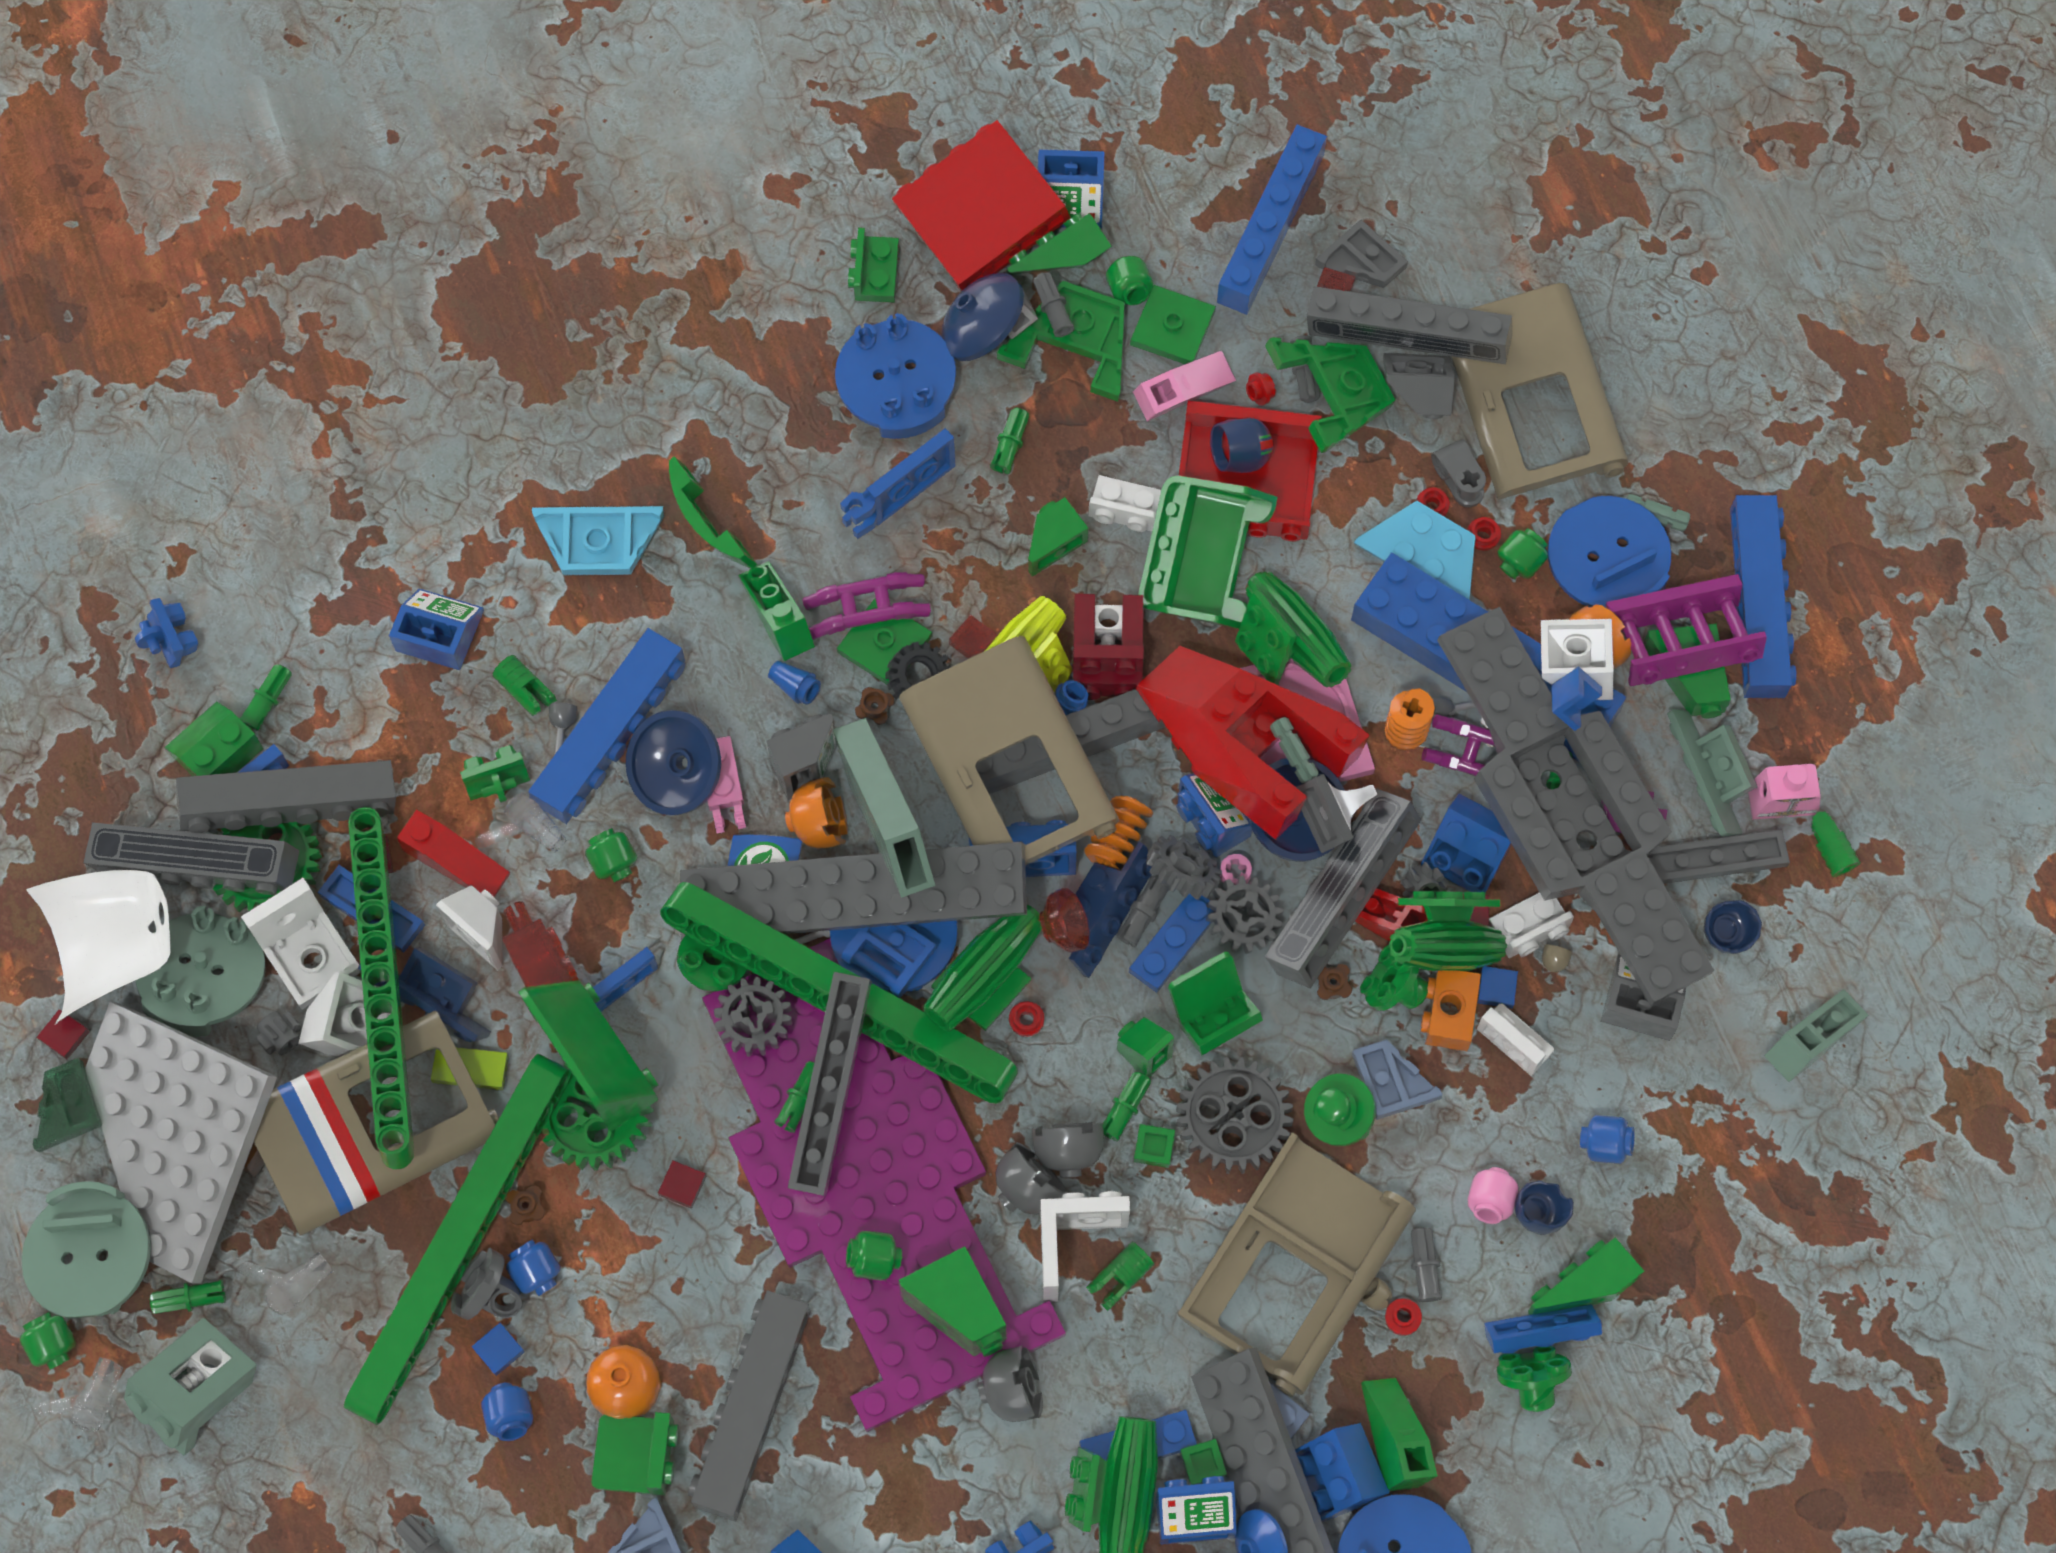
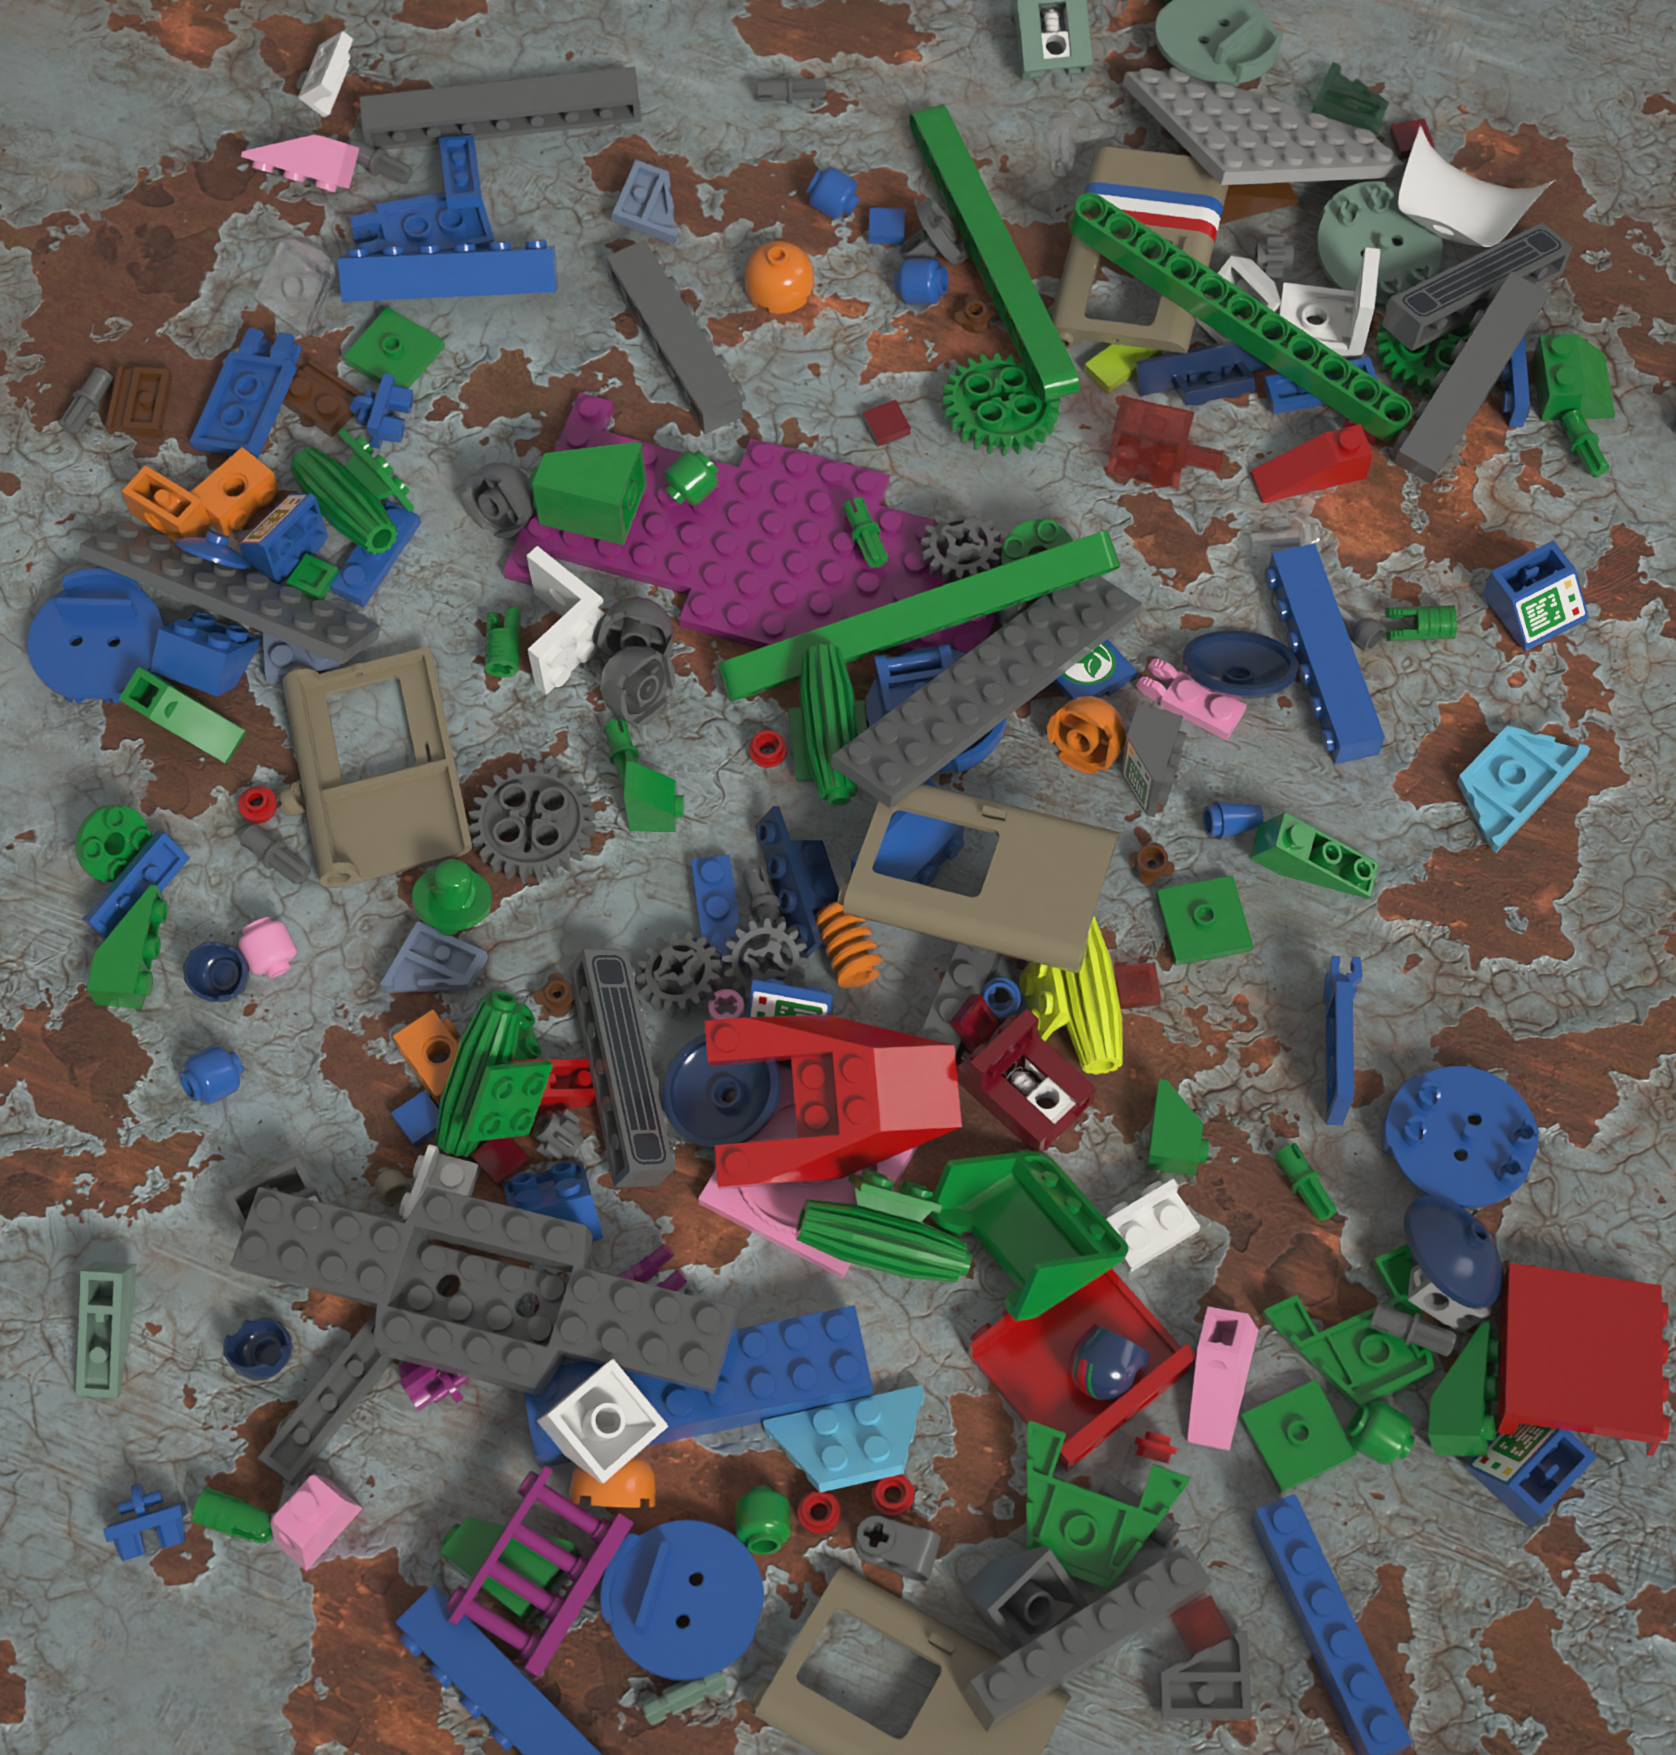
camera: 135 degrees right, 5 degrees down
(187, 1297) = (1113, 88): green axle -> none
(476, 921) = (1234, 424): white slope -> none
(494, 776) = (1353, 540): green hips -> none
(591, 1049) = (1043, 385): green windscreen -> none
(611, 855) = (1204, 569): green head -> none
(625, 978) = (1089, 483): blue tile -> none
(635, 1454) = (716, 245): green bracket -> none
(685, 491) = (1457, 863): green slope -> none
(830, 1084) = (845, 534): dark grey brick -> none
(874, 267) = (1602, 1222): green bracket -> none
(884, 610) = (1257, 950): magenta piece -> none
(884, 808) = (1031, 737): sand green brick -> none
(908, 655) = (1130, 892): black tyre -> none
(1065, 921) = (796, 820): clear red piece -> none
(1105, 693) = (974, 1022): none -> dark red tile
(1154, 1146) = (571, 748): green plate -> none
(1212, 1003) = (627, 879): green bracket -> none
(1294, 750) = (769, 1116): sand green axle -> none
(1331, 810) = (688, 1107): dark grey piece -> none
(1409, 719) = (705, 1253): orange piece -> none
(1515, 1038) = (361, 1082): white bracket -> none
(1572, 695) = (567, 1361): blue panel -> none
(1717, 768) = (402, 1481): sand green bracket -> none
(1889, 889) = (127, 1533): none -> blue hips

